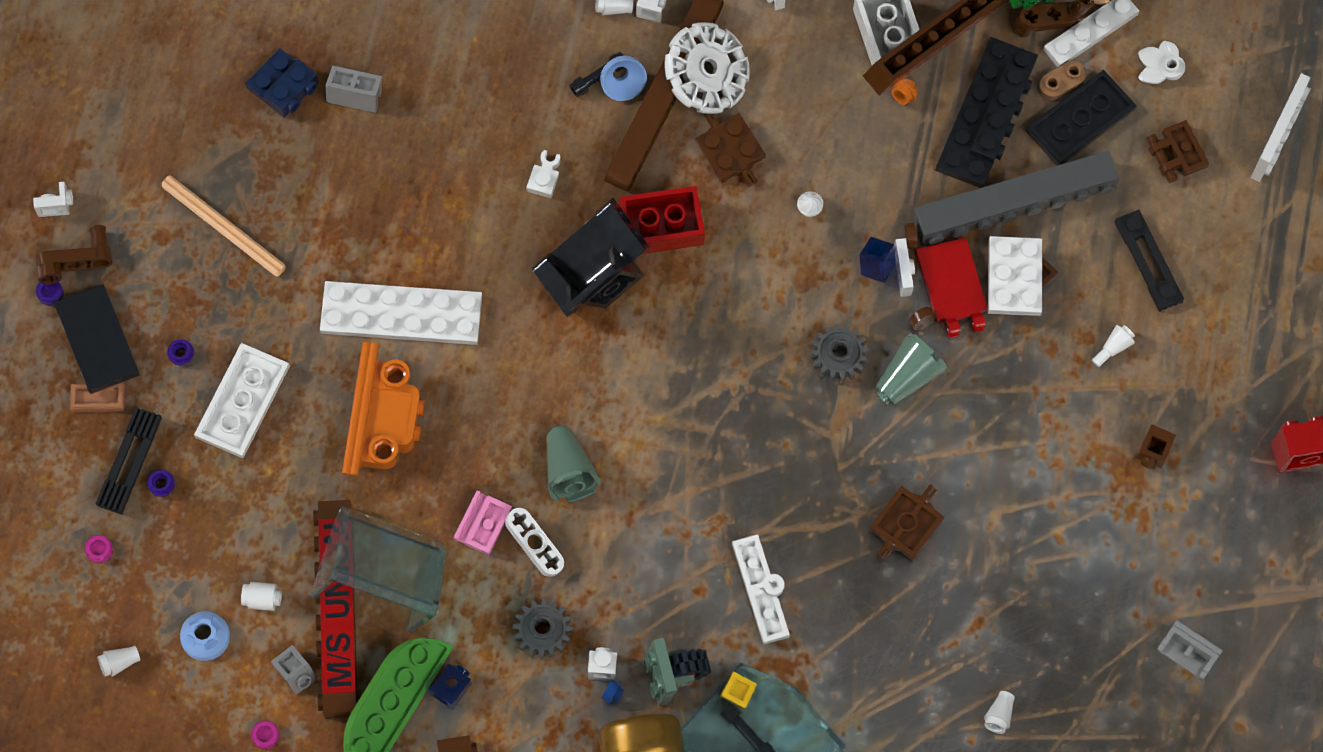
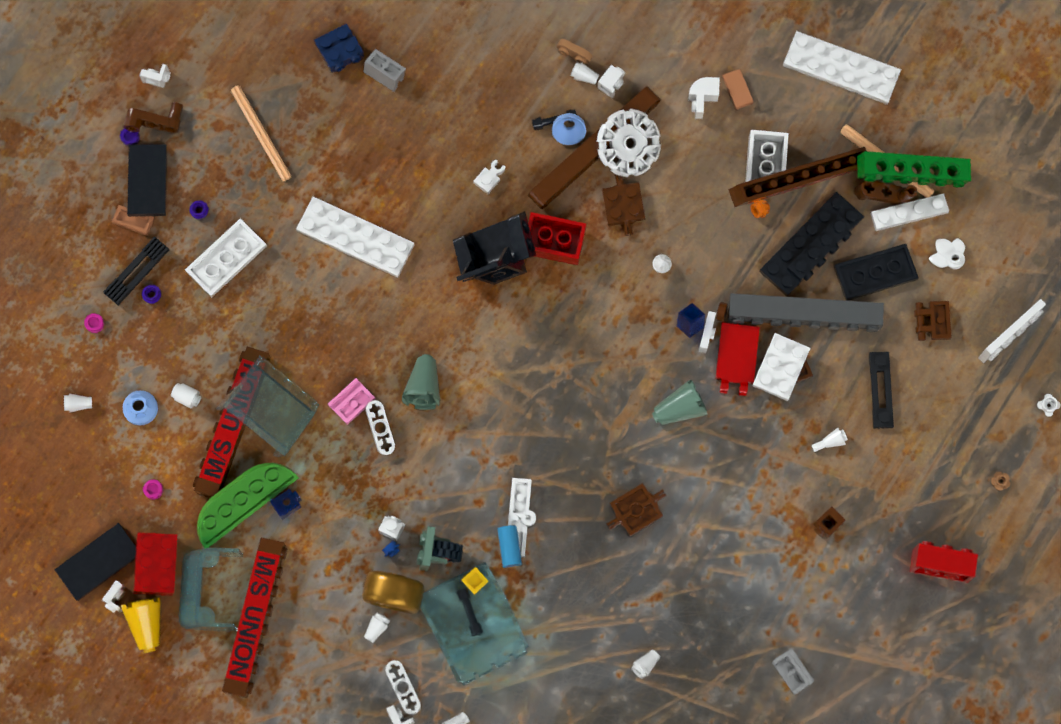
camera: 25 degrees right, 5 degrees up
(294, 669) = (188, 453): light grey bracket -> none
(382, 414) = (313, 302): orange brick -> none
(542, 643) = (361, 478): dark grey gear -> none
(765, 629) = (509, 546): none -> dark azure brick
(841, 340) = (638, 365): dark grey gear -> none
(922, 318) = (705, 372): reddish brown tile -> none
(1063, 79) = (874, 239): medium nougat plate -> none

